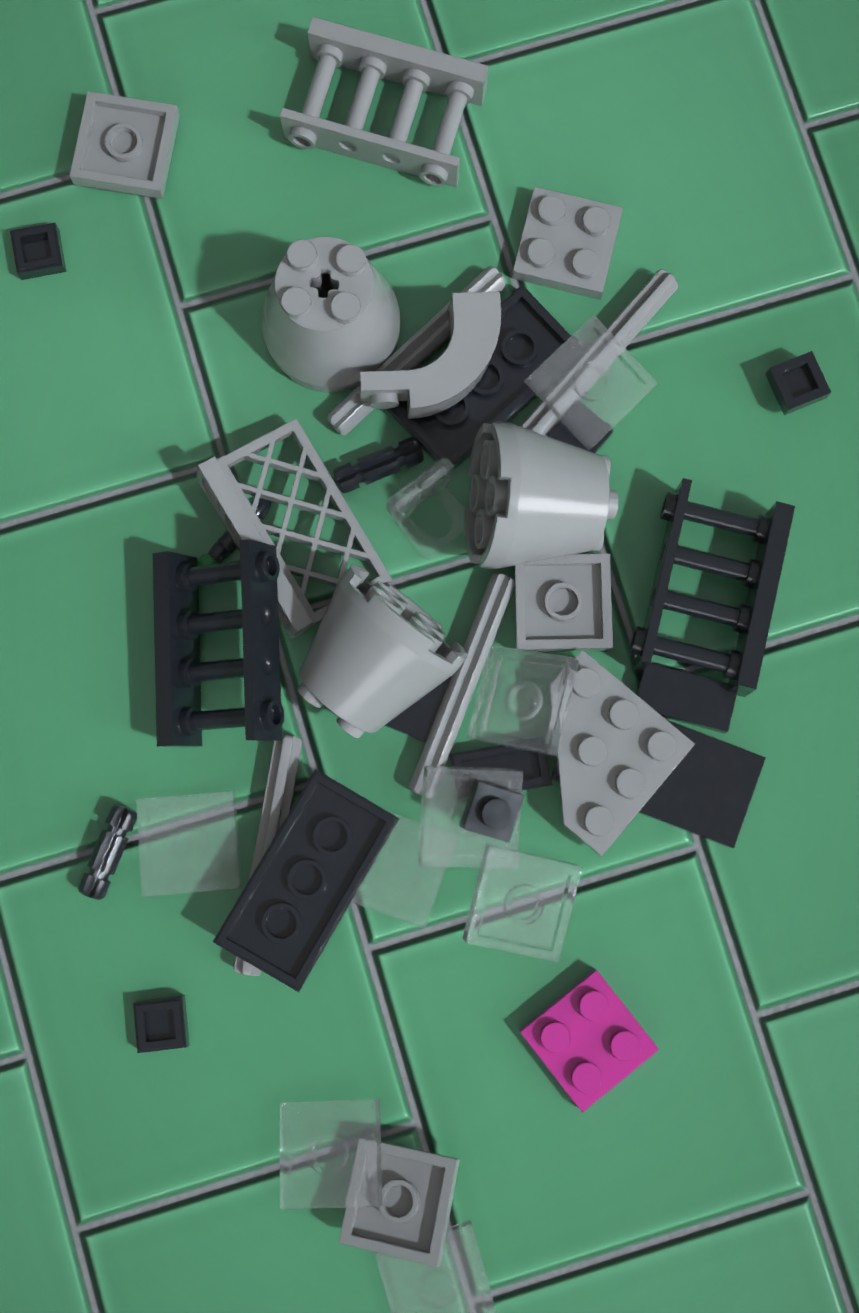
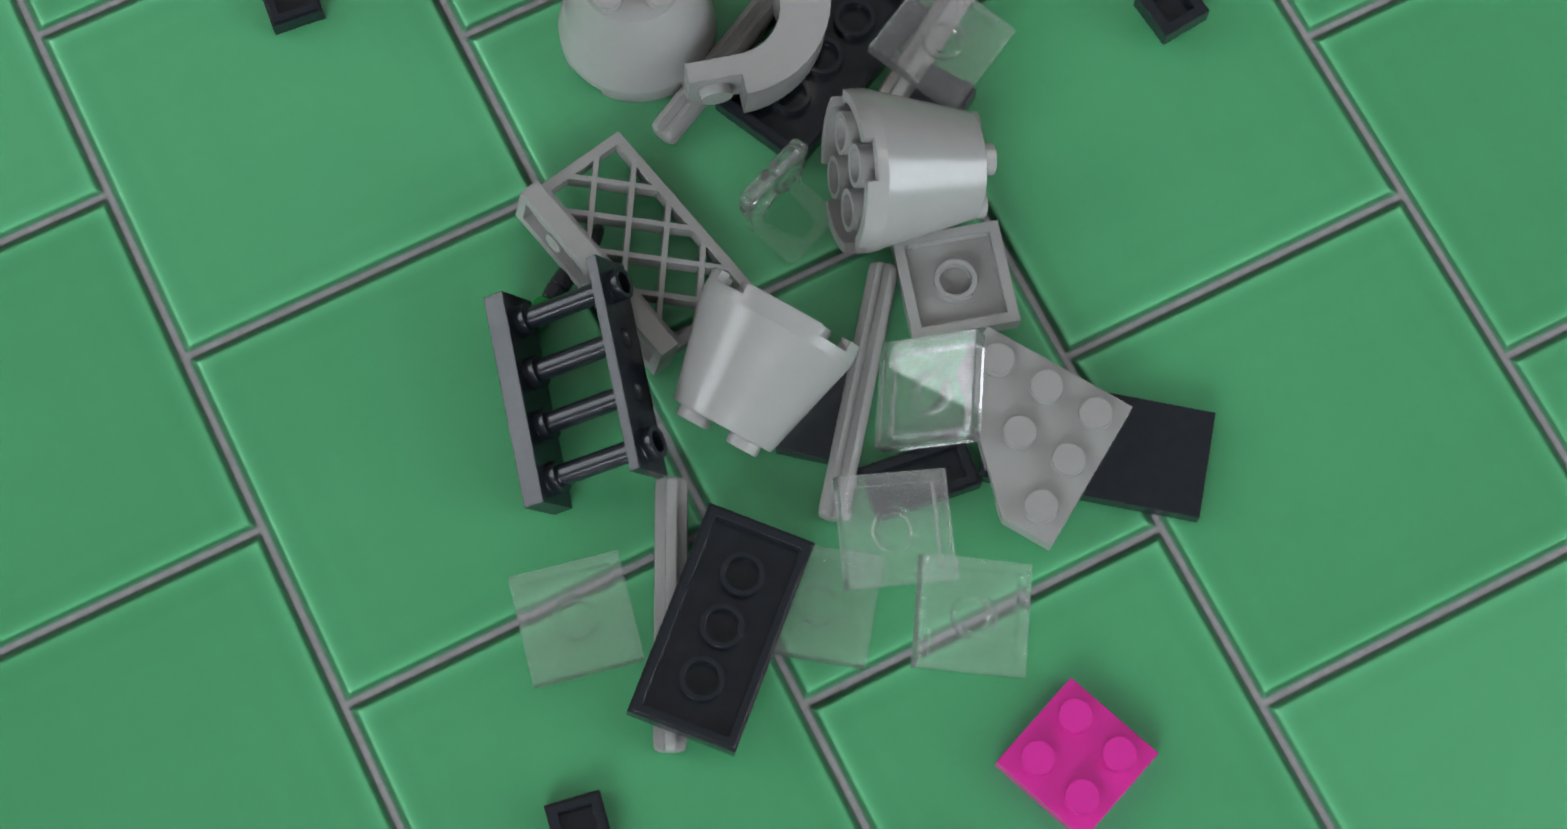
camera: 10 degrees left, 10 degrees down
(107, 852) = (484, 642): black axle -> none
(378, 465) = (719, 168): black axle -> none
(491, 810) = (918, 513): black plate -> none
(687, 697) = (1117, 363): black tile -> none
(759, 575) = (1165, 265): black fence -> none

